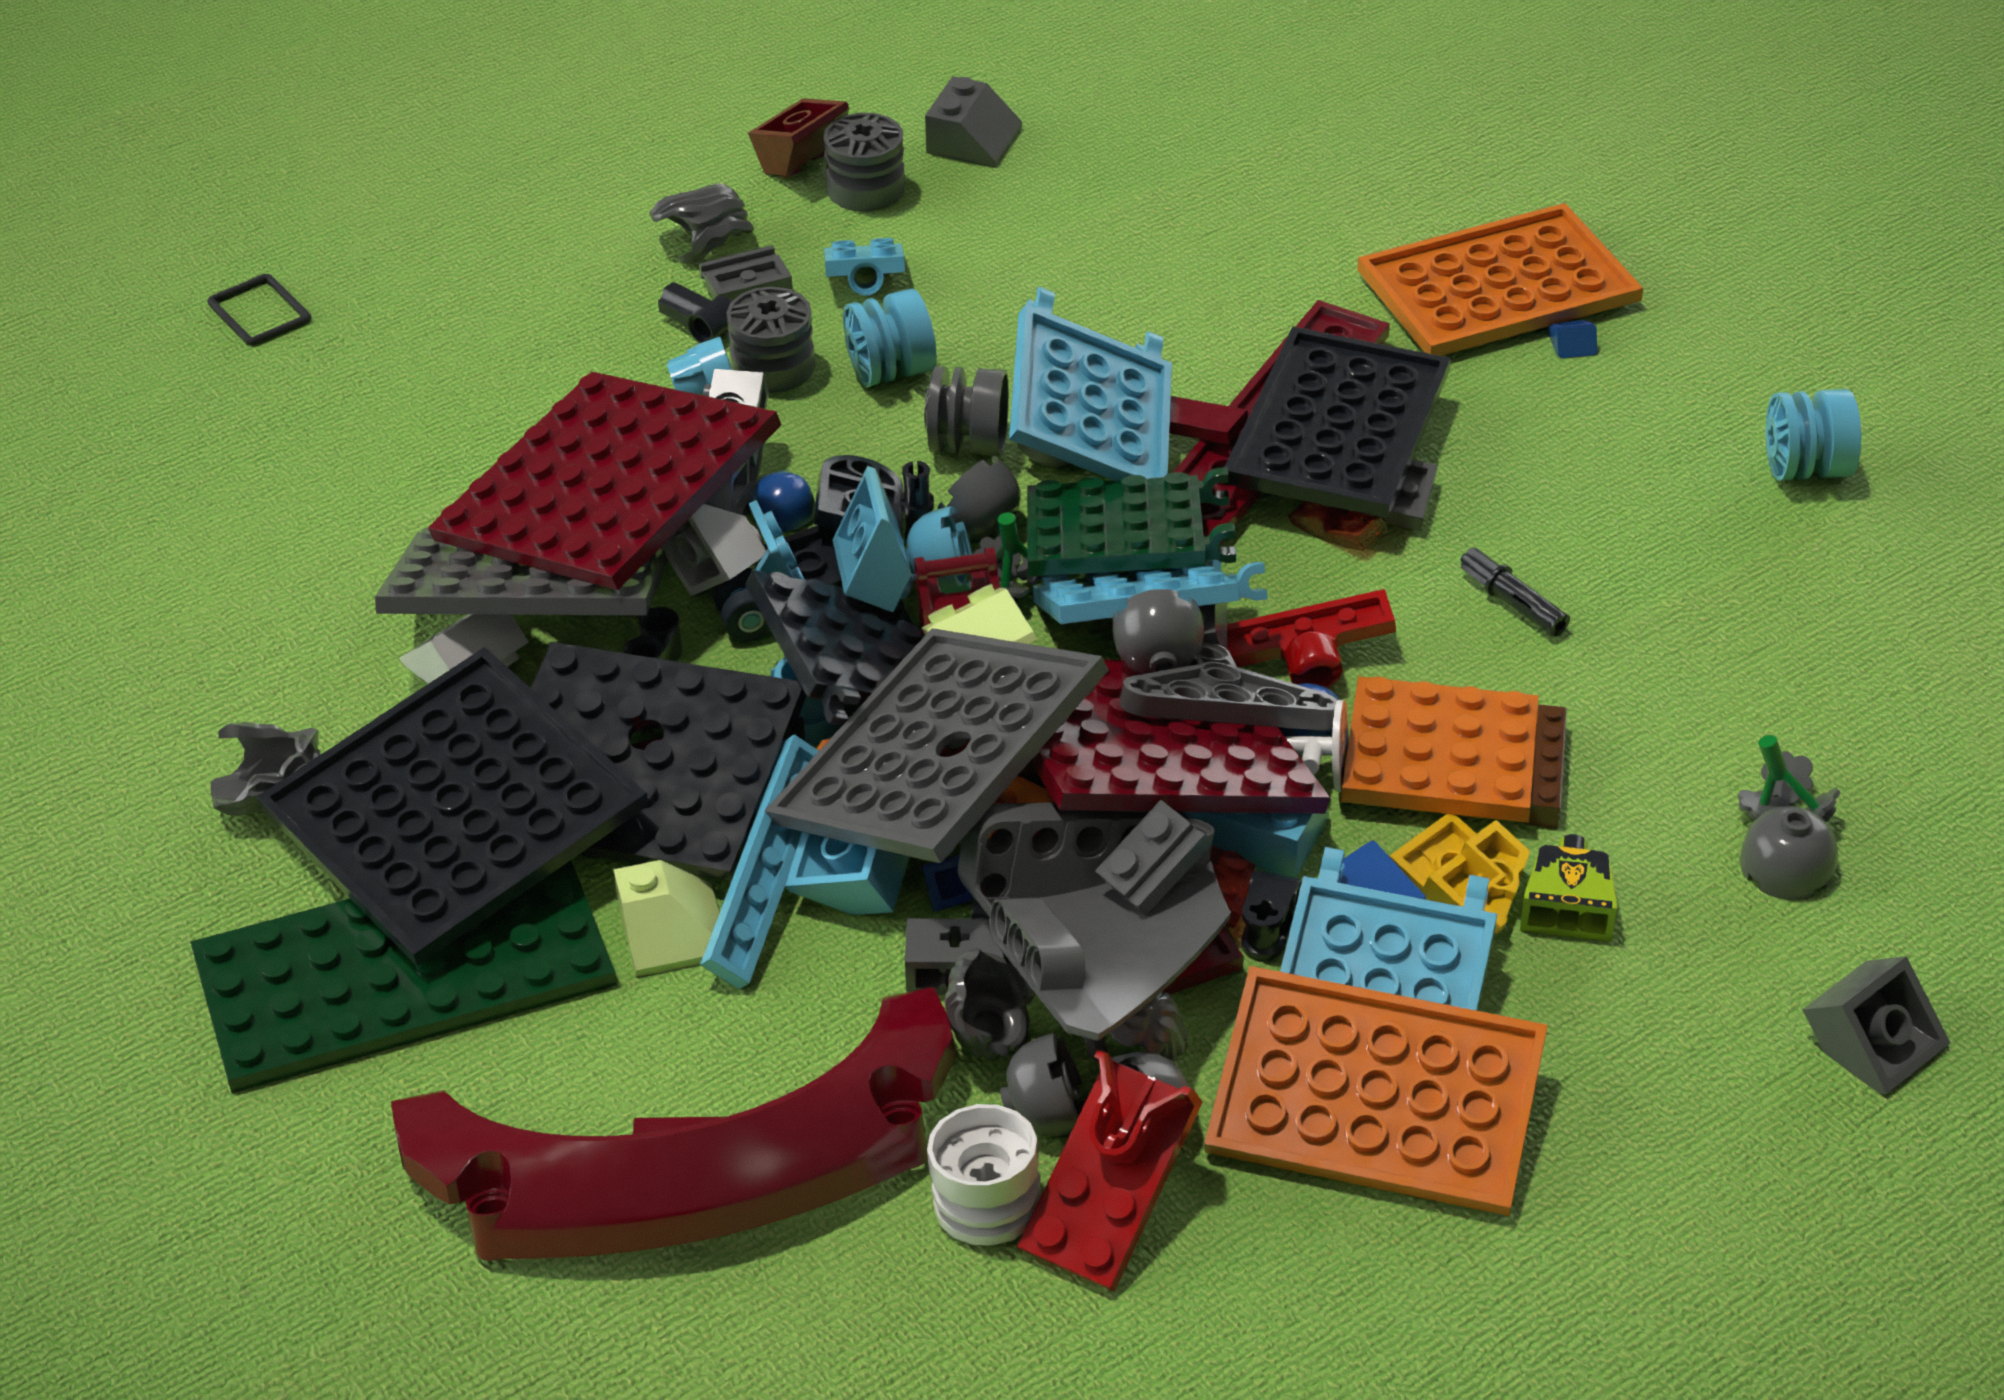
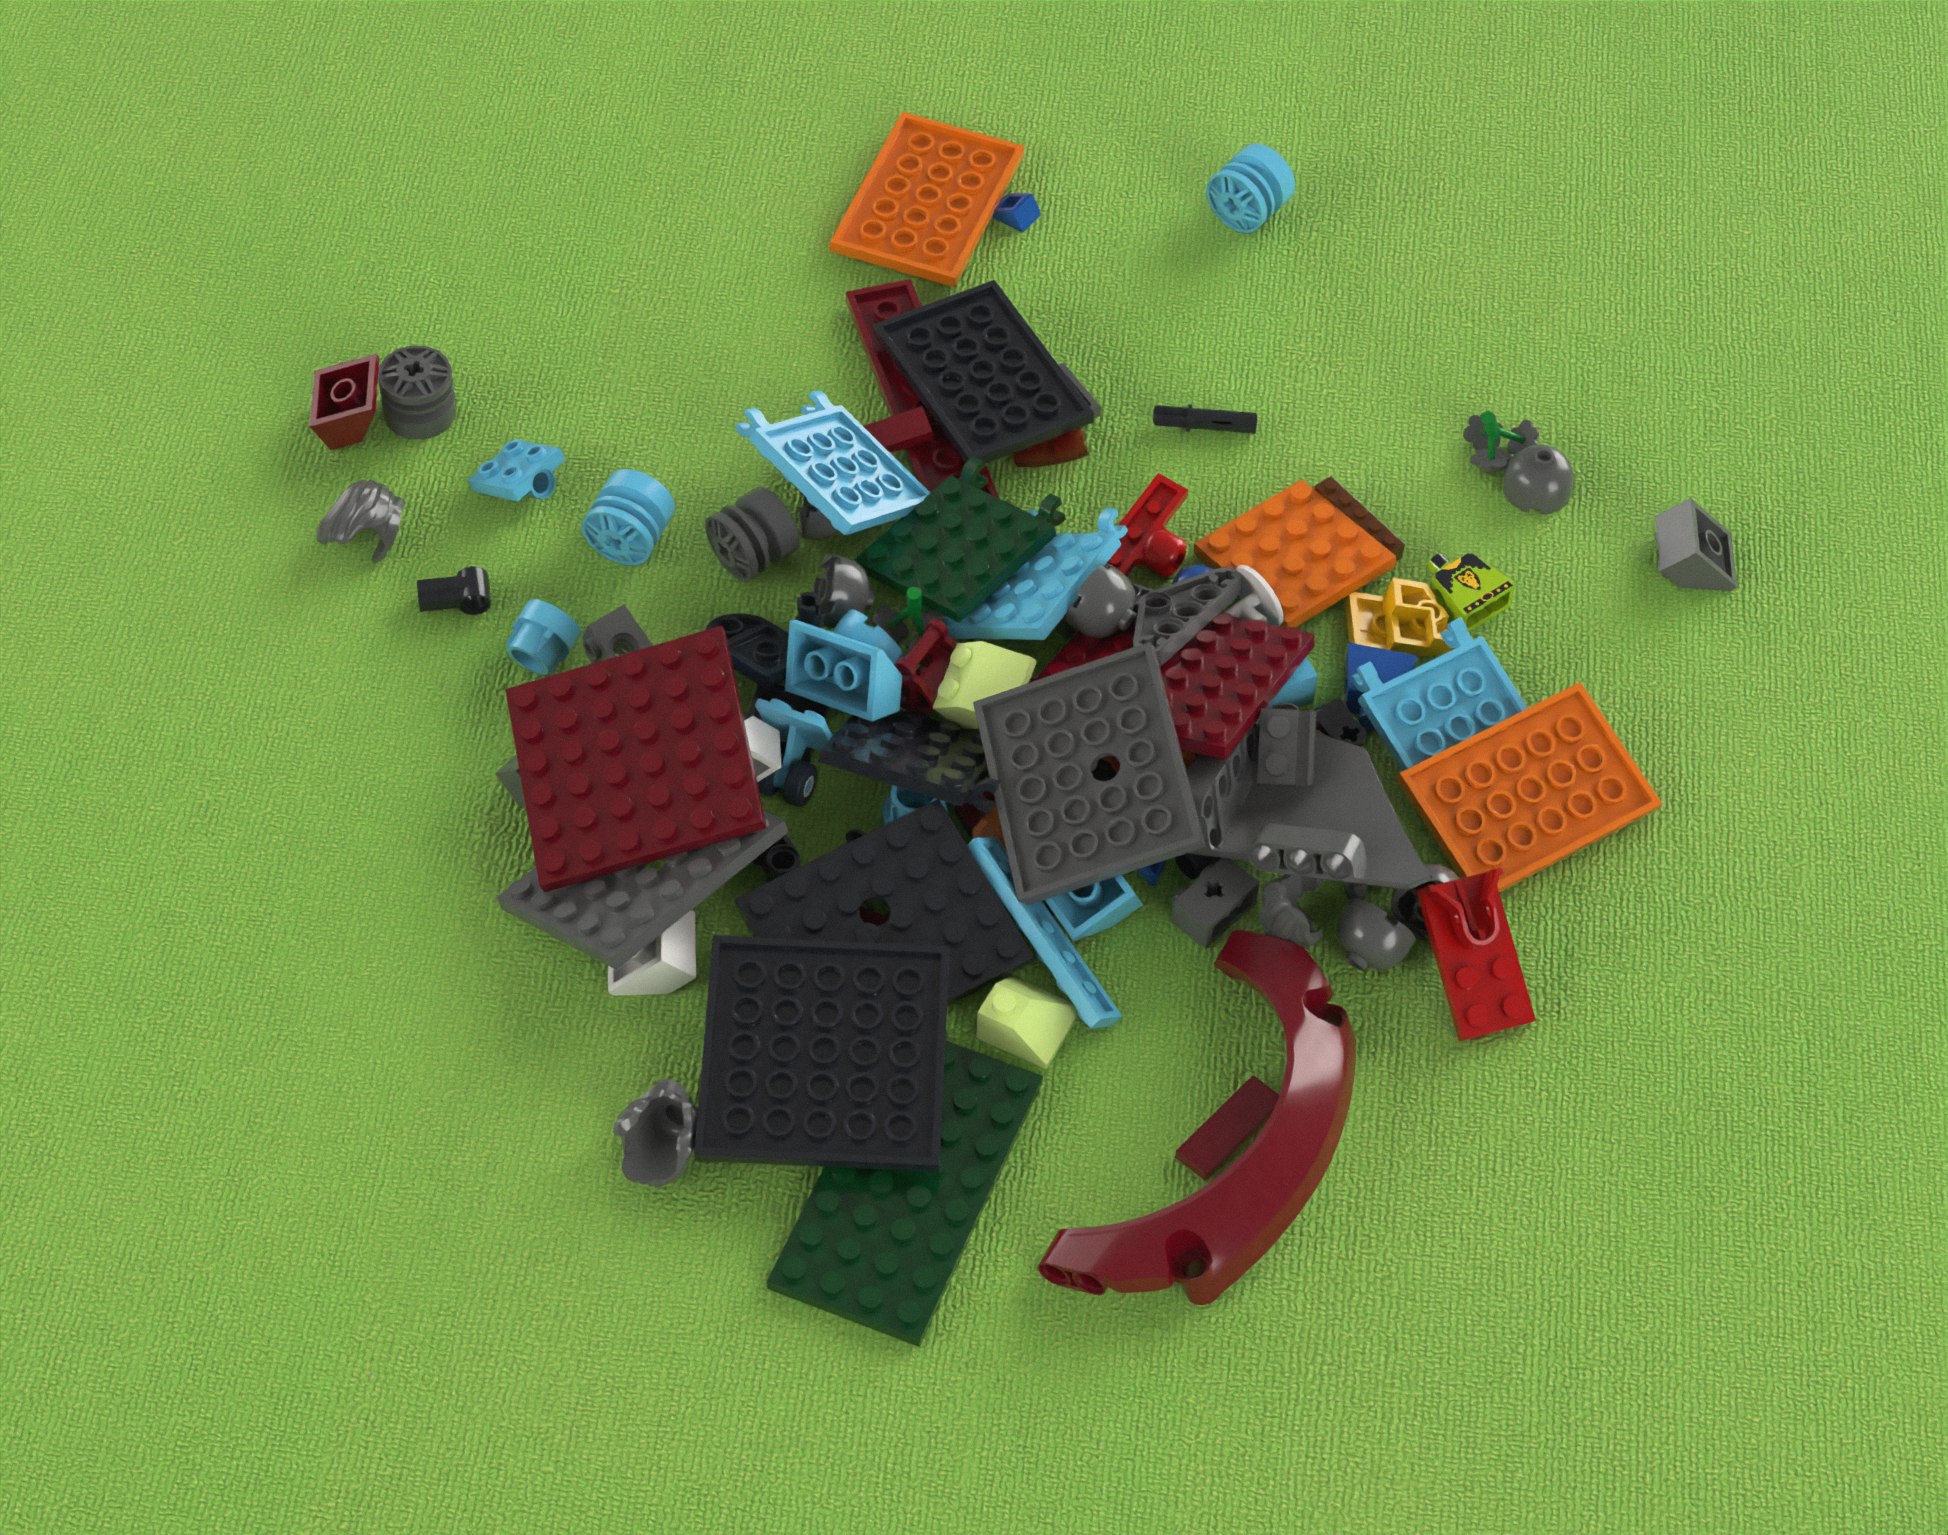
camera: 50 degrees left, 10 degrees up
(305, 315) = (116, 849): black piece -> none
(745, 272) = (445, 540): dark grey plate -> none
(772, 335) = (548, 568): dark grey wheel -> none
(970, 123) = (438, 310): dark grey slope -> none
(984, 1173) = (1413, 1012): white wheel -> none

